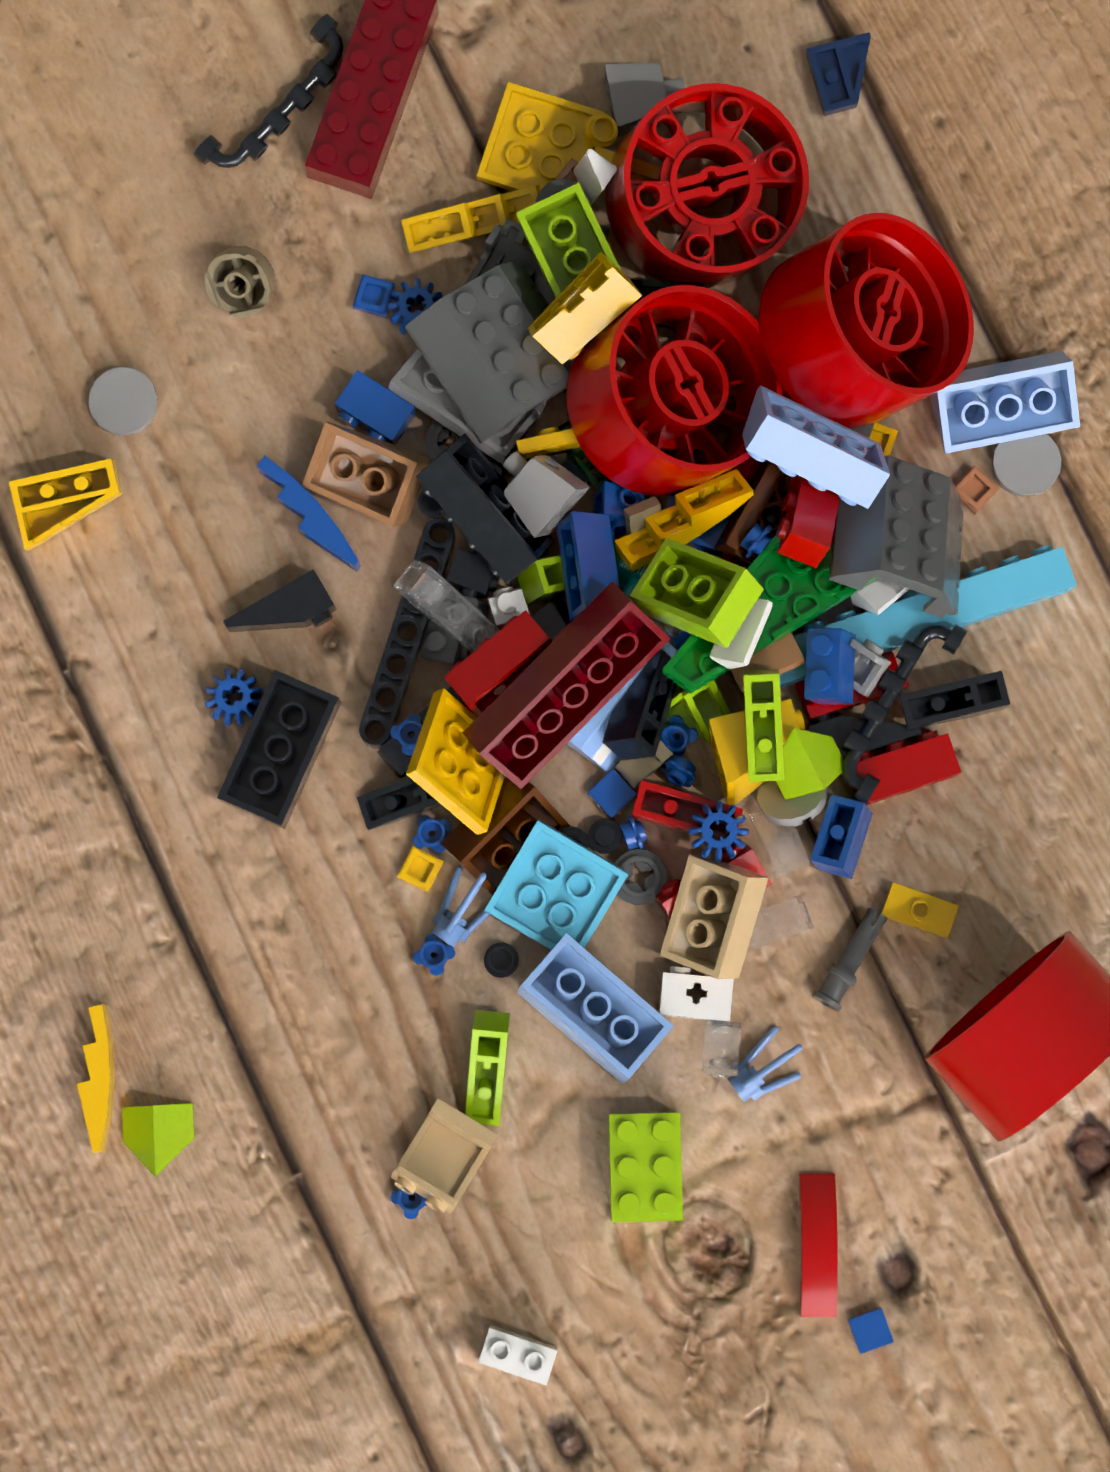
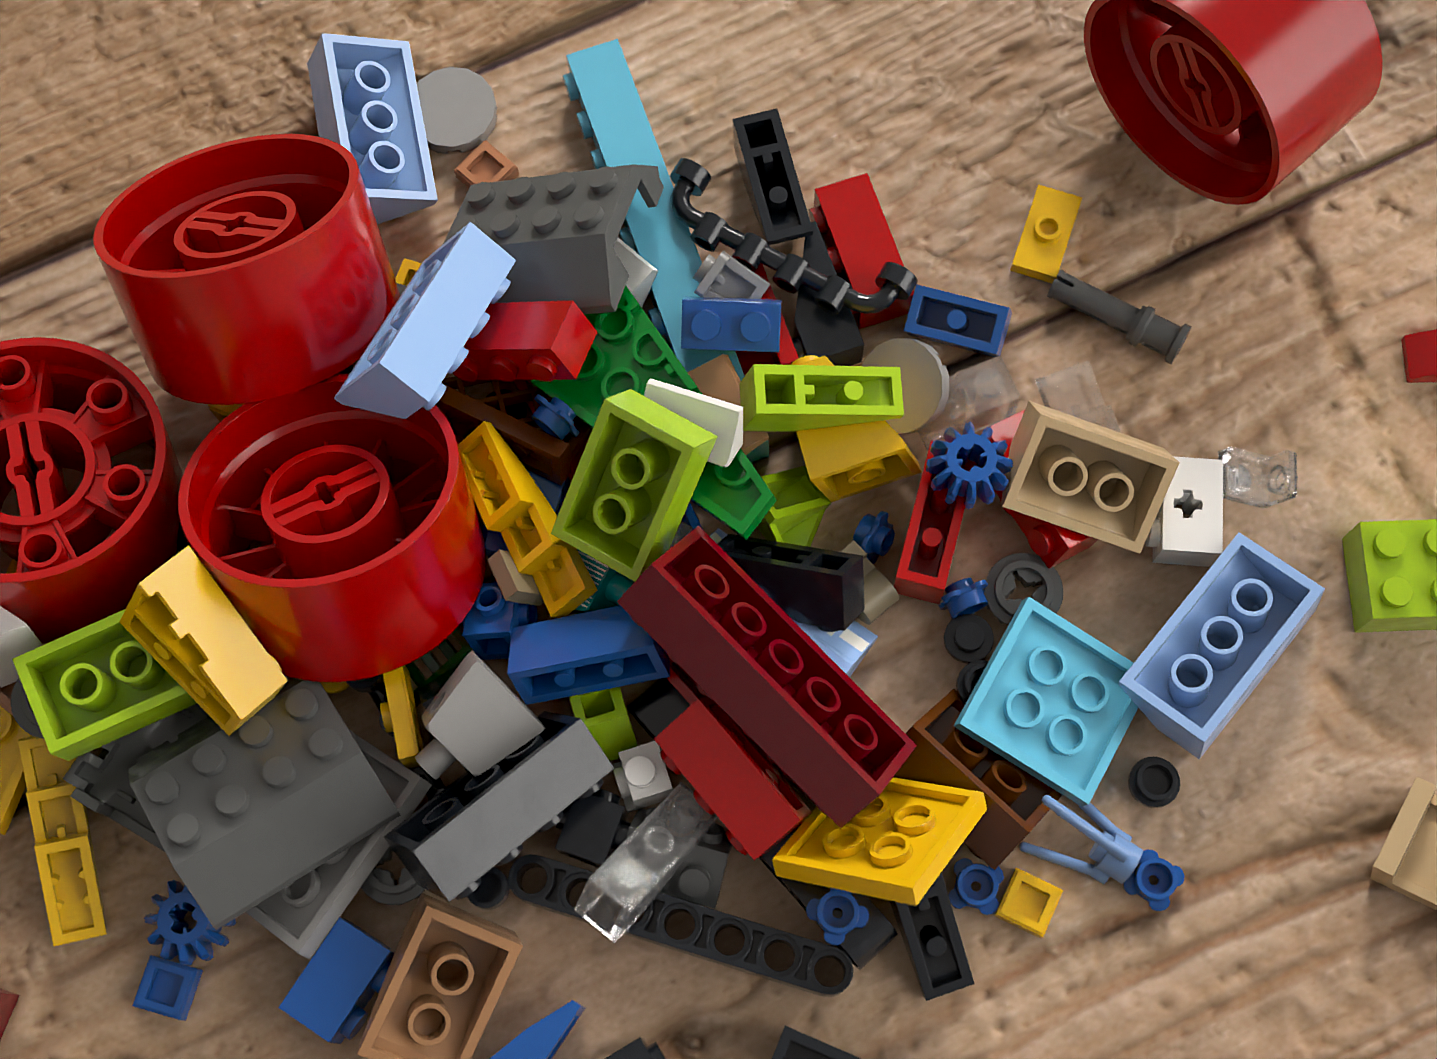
camera: 85 degrees left, 10 degrees down
(487, 1066) = (1311, 797): lime slope -> none
(612, 793) = (906, 629): blue tile -> none
(687, 735) = (823, 526): blue plate -> none
(748, 1081) = (1295, 437): medium blue plant -> none
(809, 763) = (870, 342): lime slope -> none

